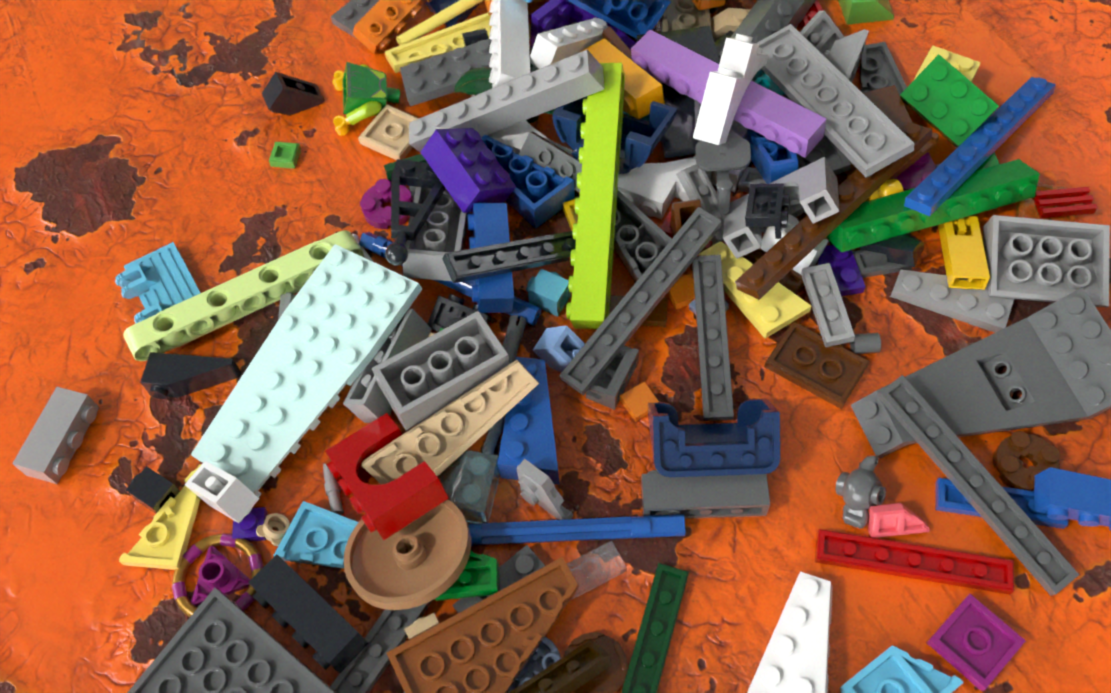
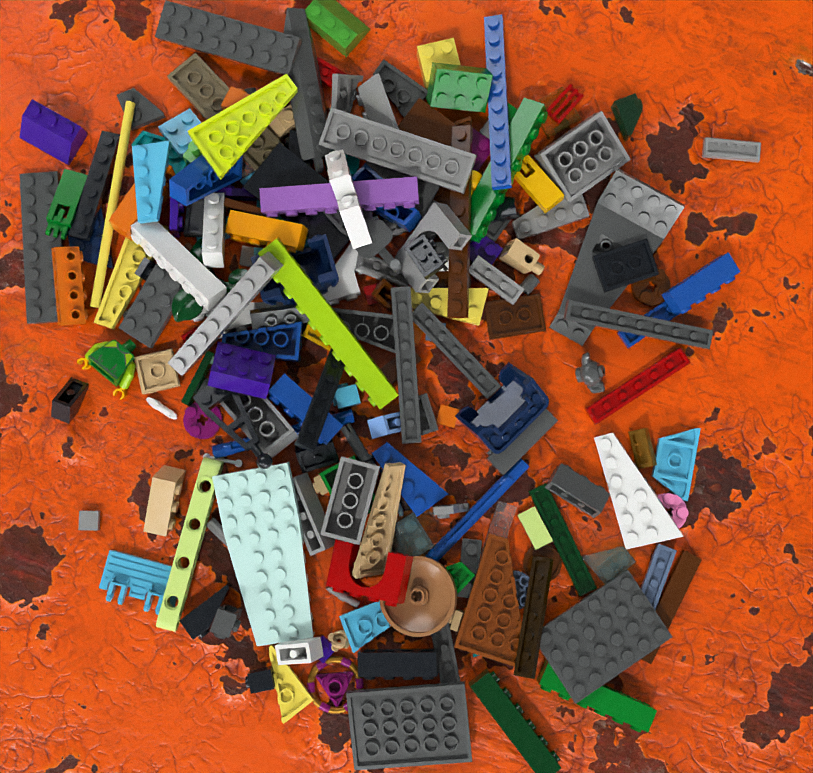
camera: 55 degrees left, 25 degrees up
(56, 435) = (178, 700): light grey brick -> none
(189, 204) = (89, 520): none -> light grey tile
(189, 393) = (226, 621): none -> dark grey brick
(269, 235) = (164, 500): none -> tan wedge
(285, 155) = (107, 440): bright green tile -> none
(361, 162) = (157, 405): none -> white piece
(625, 612) = (535, 528): none -> yellowish green tile
(722, 612) = (577, 490): none -> dark grey brick
(856, 639) = (642, 448): none -> pearl gold plate
(879, 303) = (516, 253): none -> tan torso
(894, 521) = (616, 373): coral tile -> none
(976, 642) = (691, 403): magenta plate -> none
(1011, 404) = (625, 265): none -> black tile

